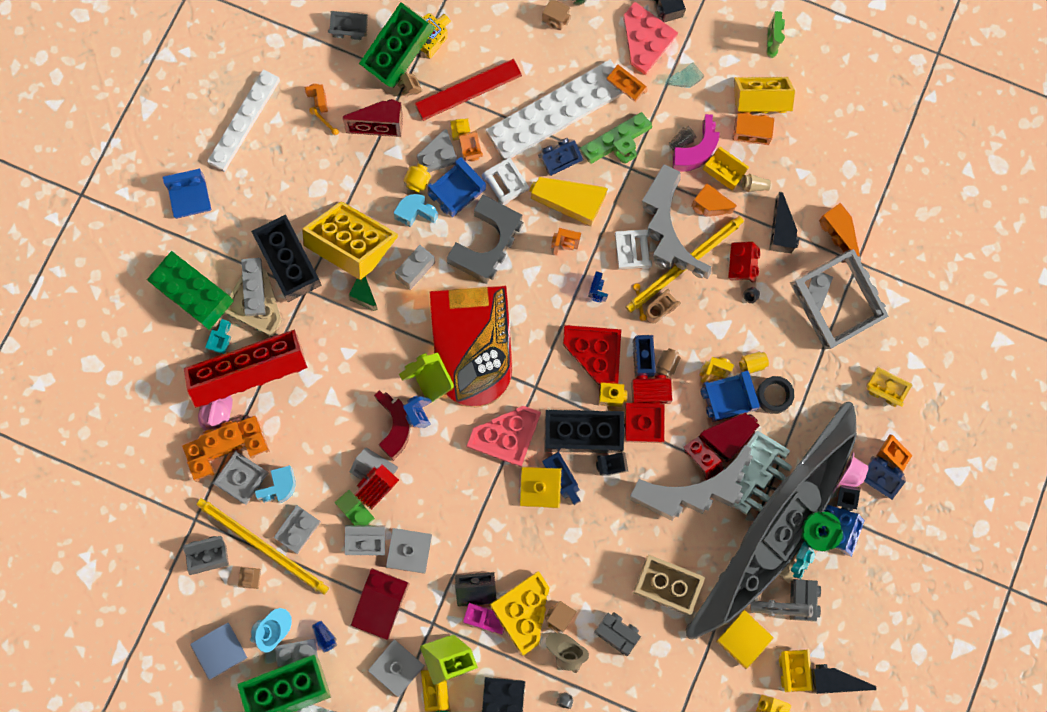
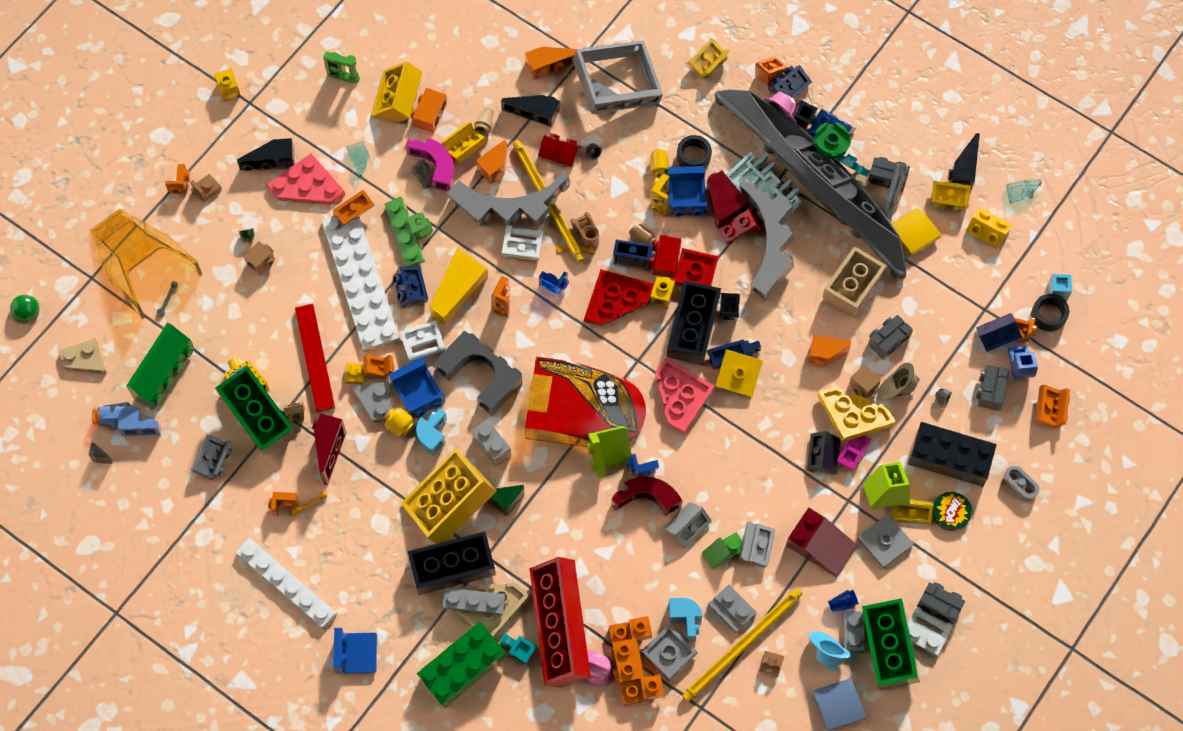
camera: 70 degrees left, 10 degrees down
(206, 555) = (741, 699): dark grey bracket -> none
(375, 488) = (707, 519): red brick -> none
(409, 550) = (774, 507): light grey plate -> none
(586, 571) = (827, 350): none -> orange slope

